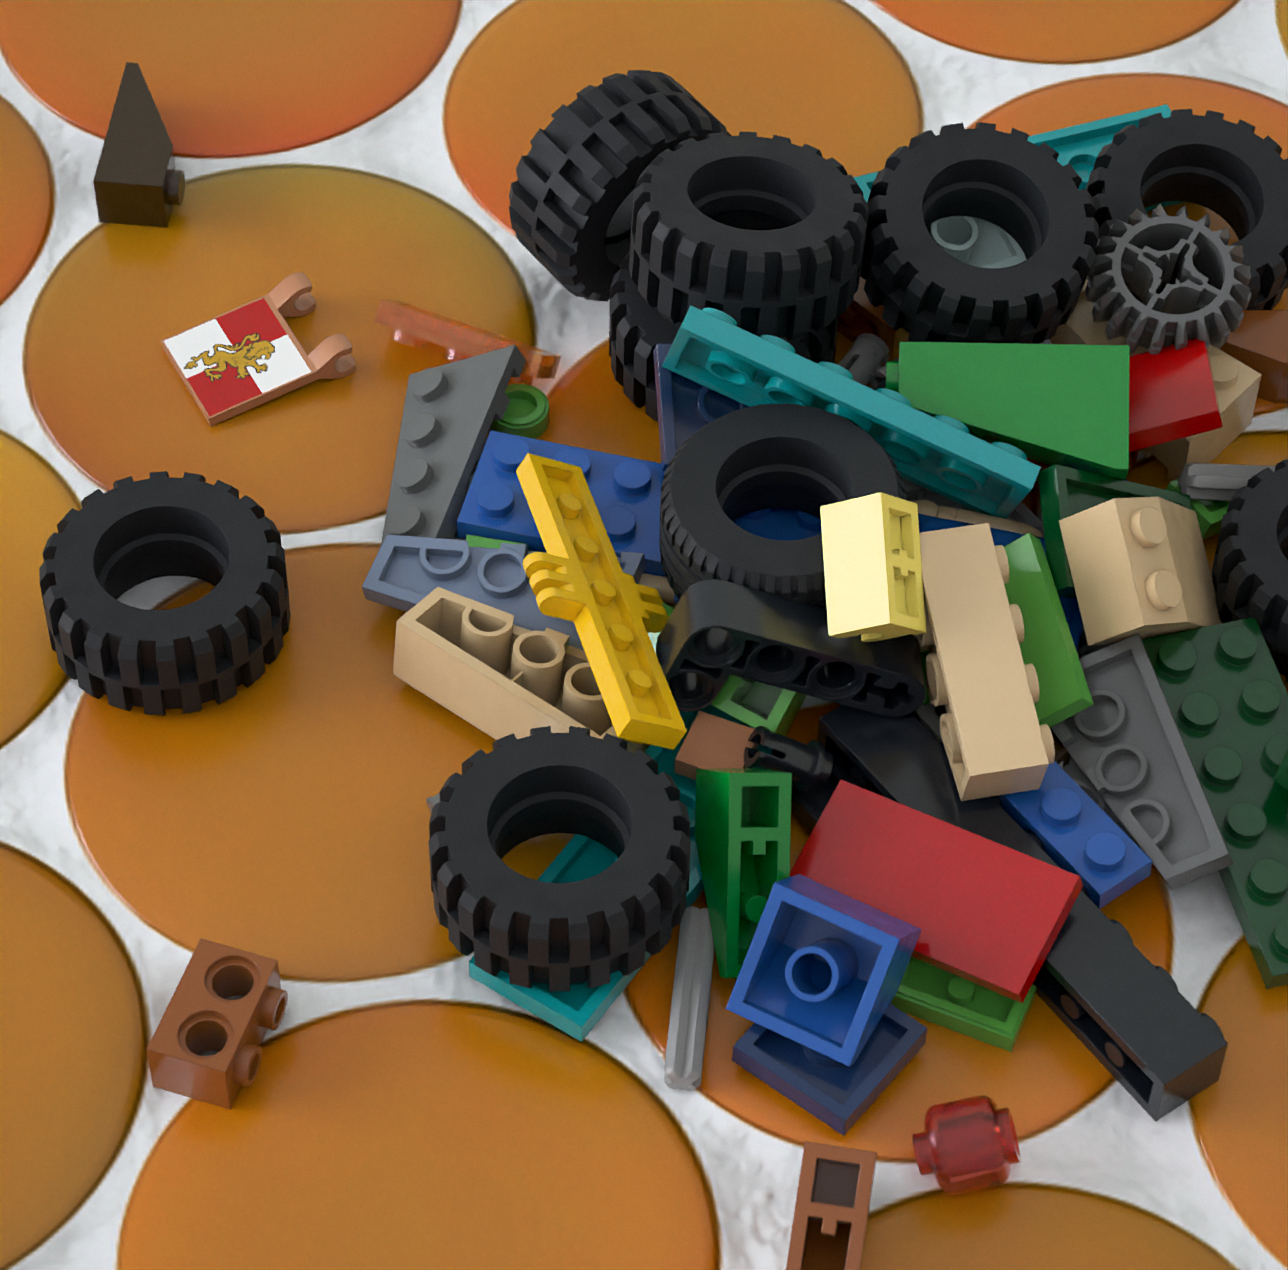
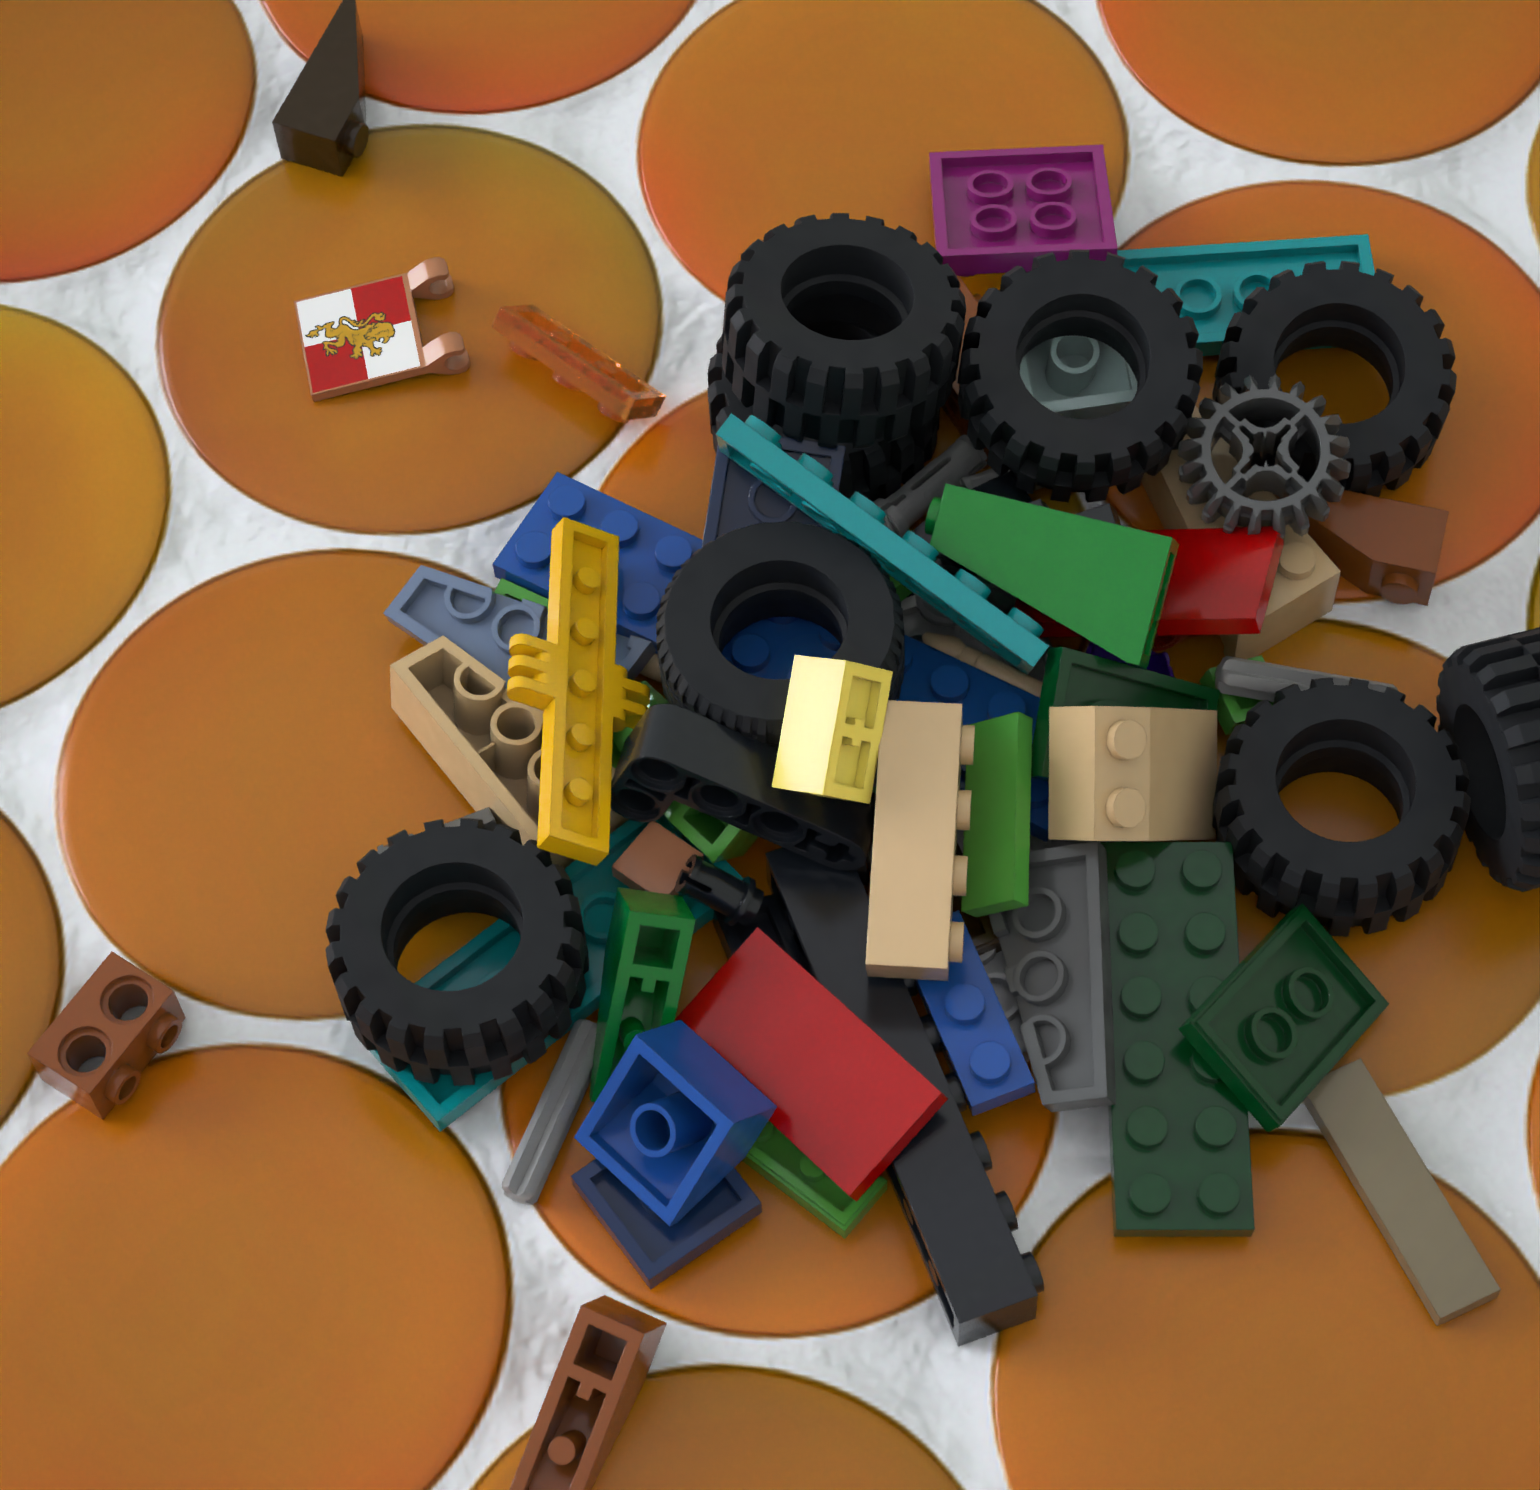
camera: 20 degrees right, 10 degrees up
(175, 653) = (184, 516): black tyre -> none
(443, 439) = (513, 469): dark grey wing -> none
(526, 412) = (606, 449): bright green tile -> none
(583, 173) = (729, 202): black tyre -> none
(849, 121) = (1019, 204): none -> magenta plate
(967, 1144) = (757, 1332): clear red head -> none

